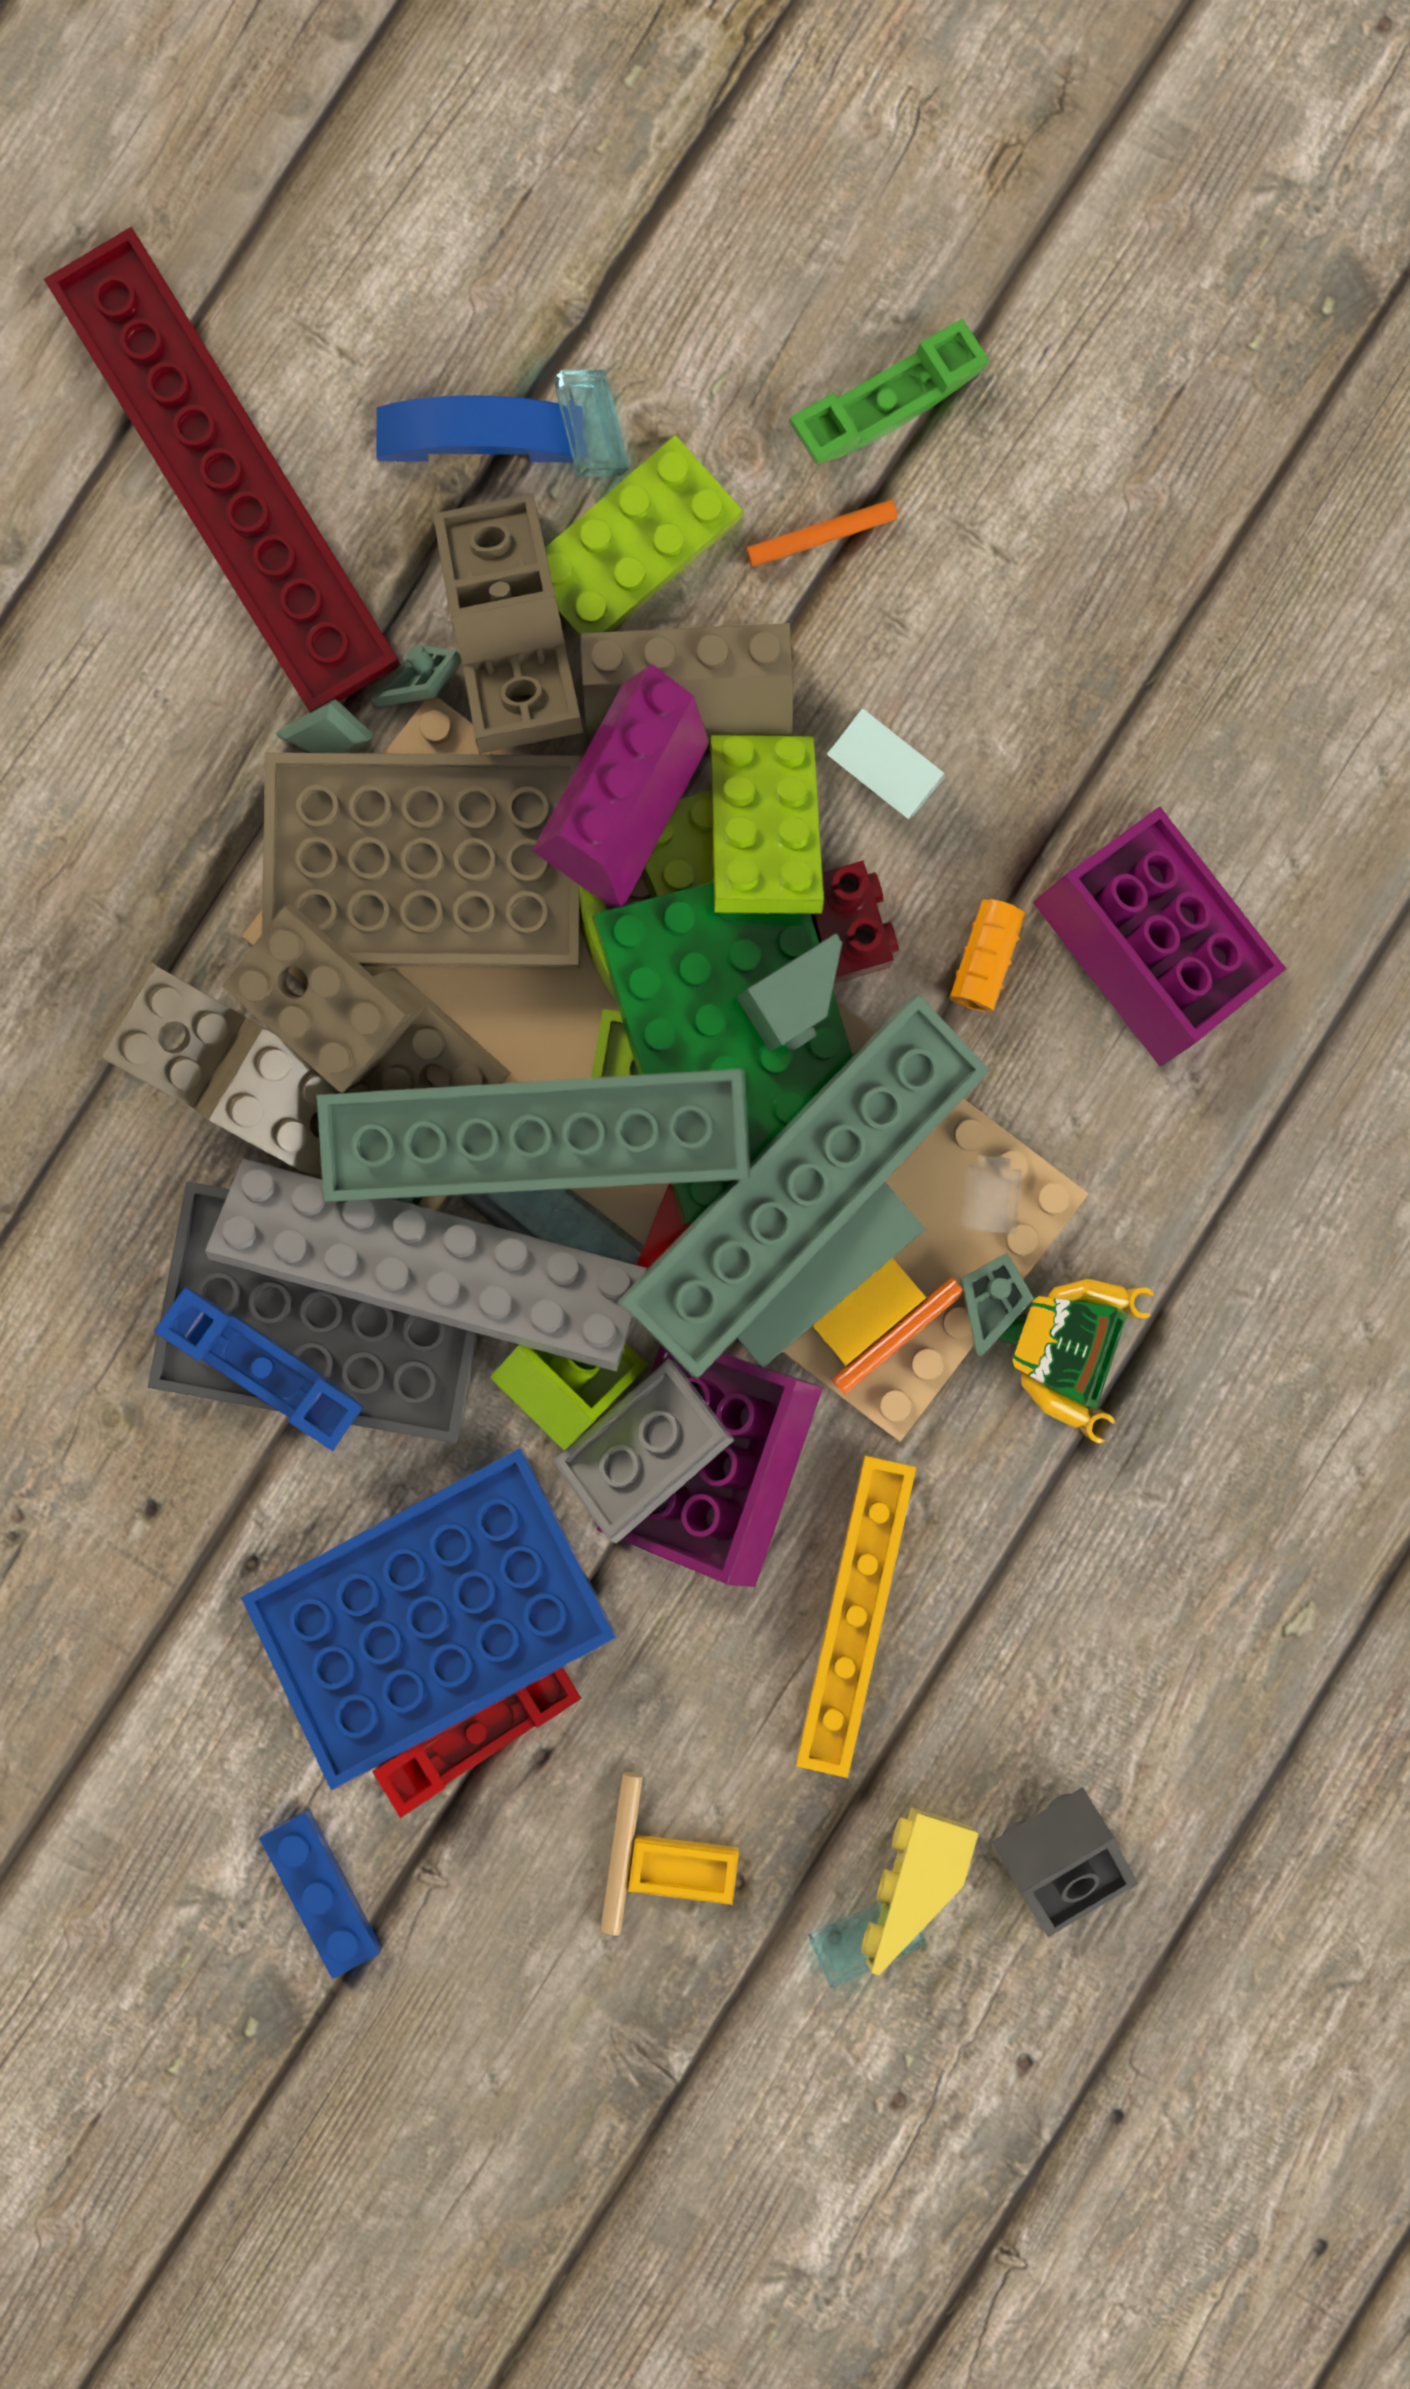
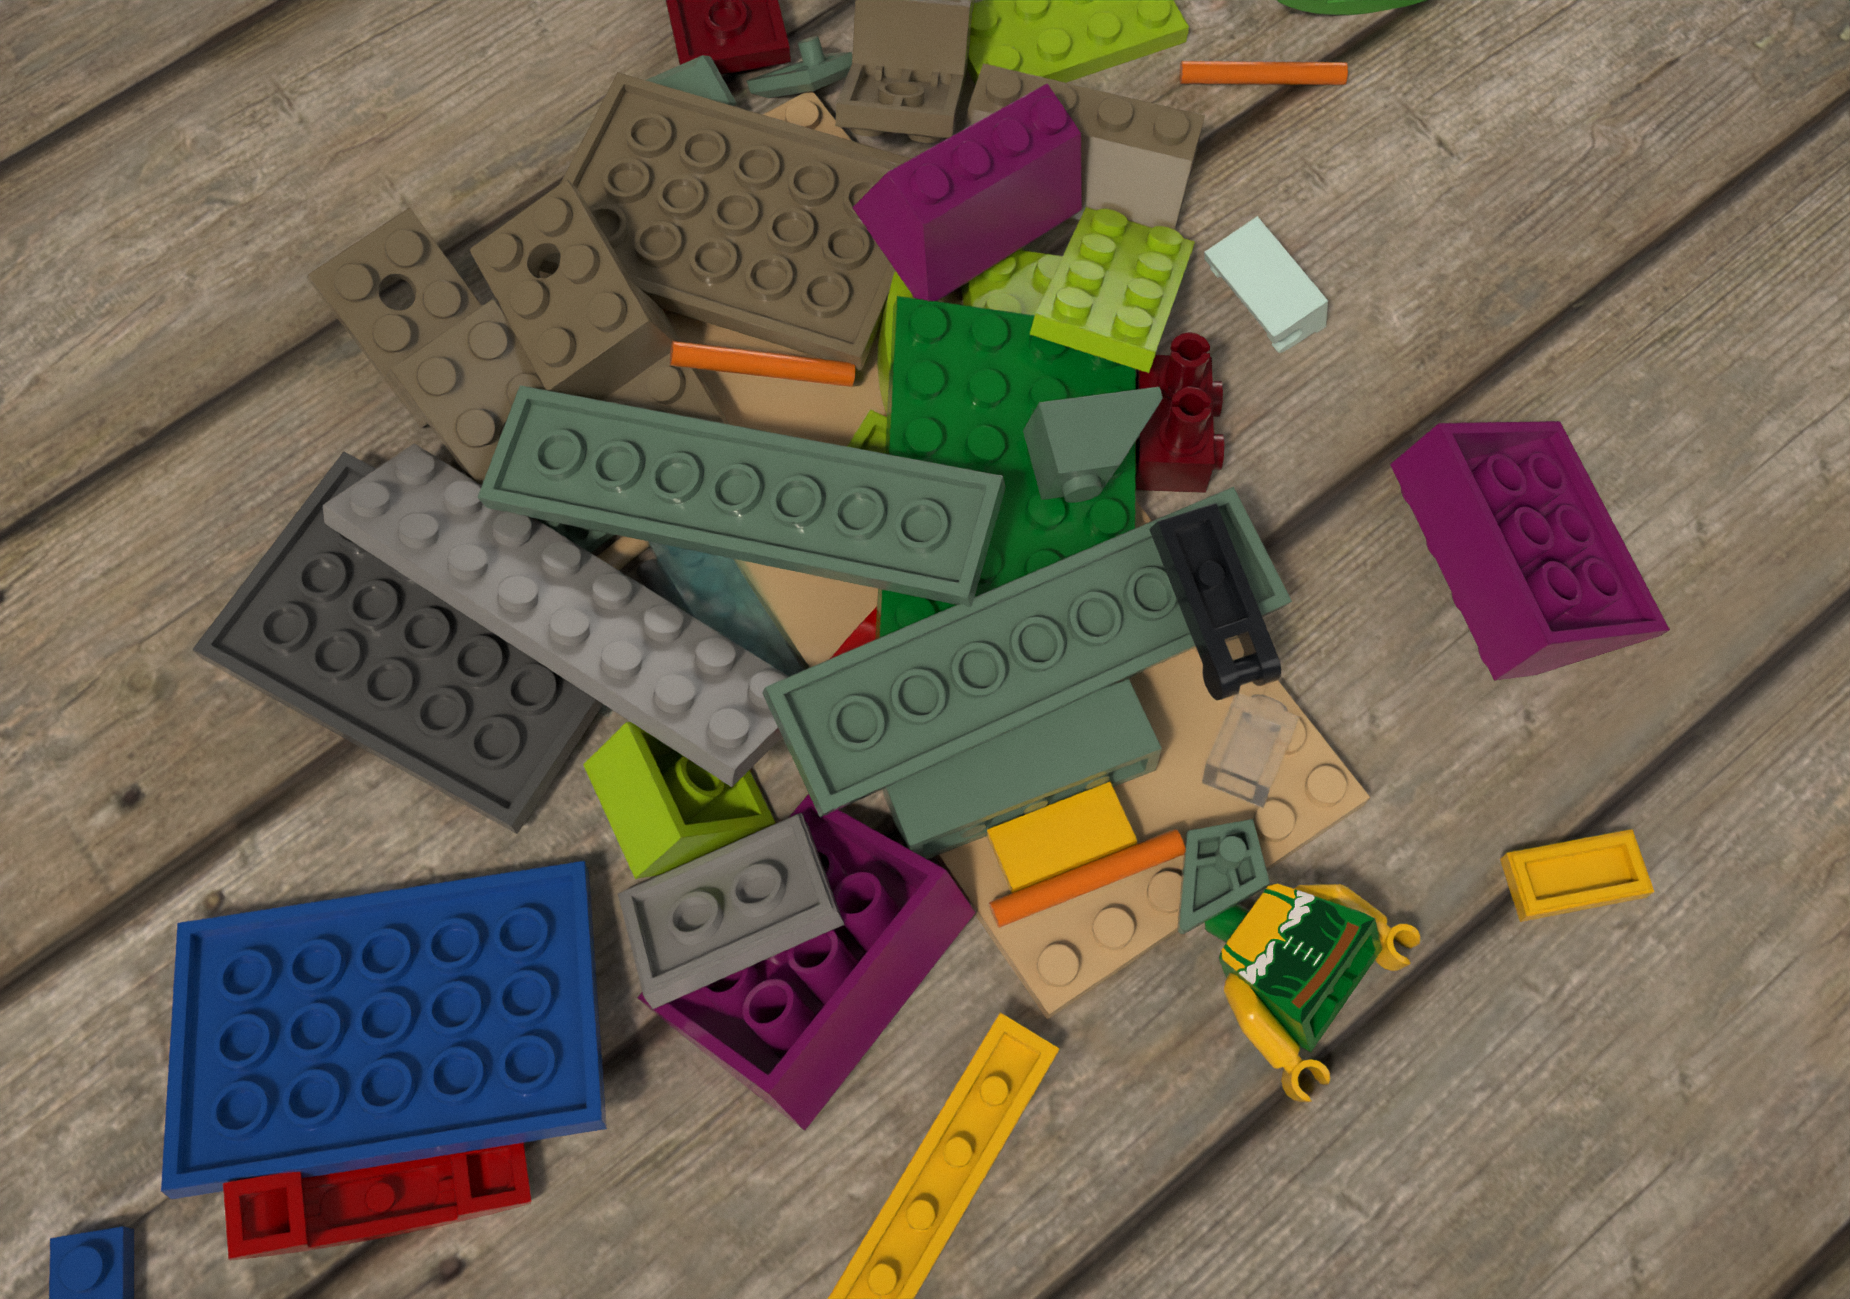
camera: 20 degrees right, 20 degrees down
(260, 1366) = (323, 655): blue slope -> none
(498, 996) = (761, 363): none -> orange bar
(932, 1100) = (1216, 600): none -> black plate
(987, 955) = (1321, 504): light orange axle -> none
(1257, 1199) = (1576, 875): none -> yellow tile

